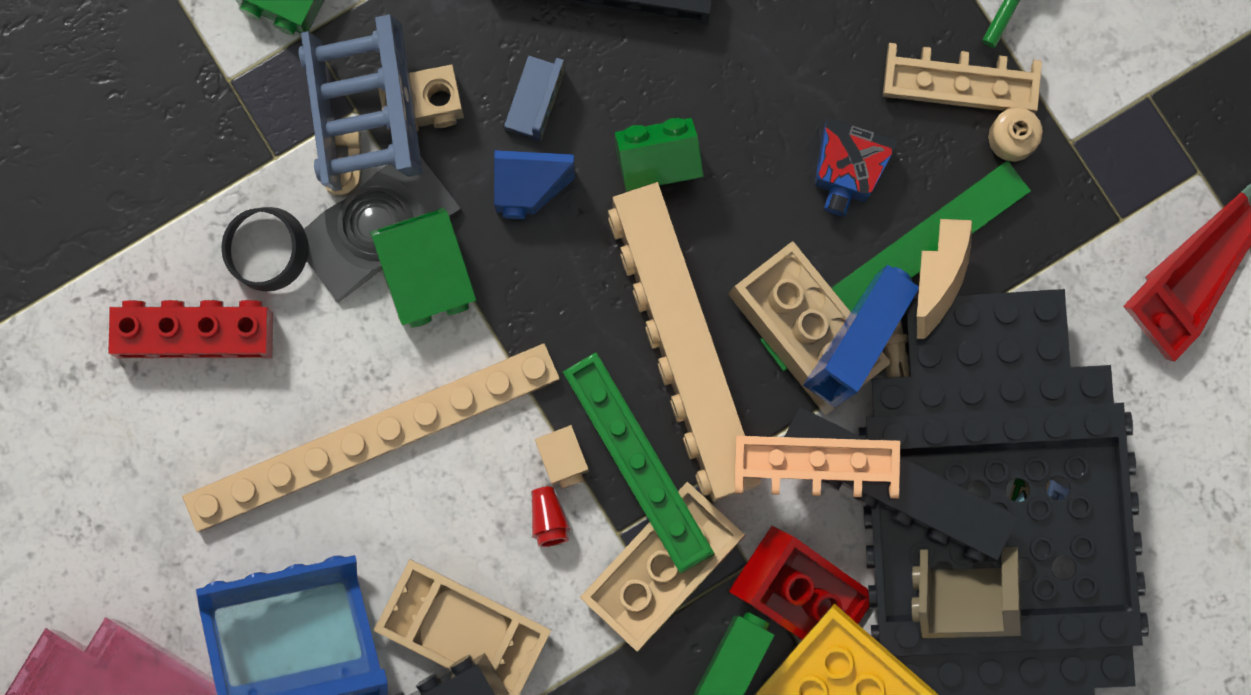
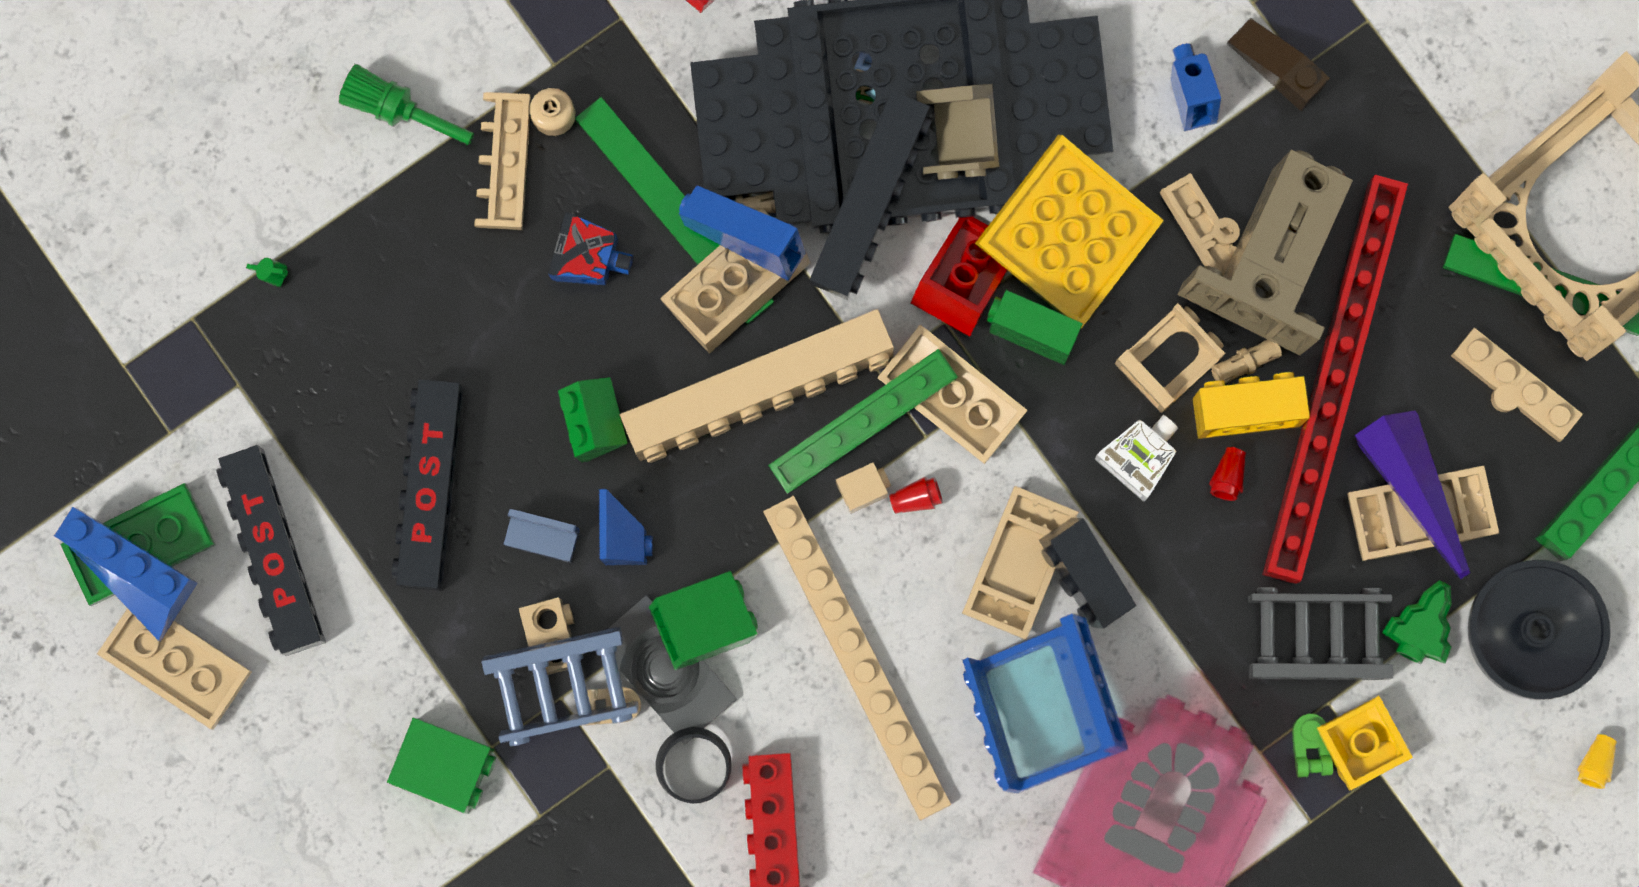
camera: 85 degrees left, 0 degrees up
(817, 461) = (857, 261): light nougat hinge -> none
(942, 273) = (683, 166): tan slope -> none

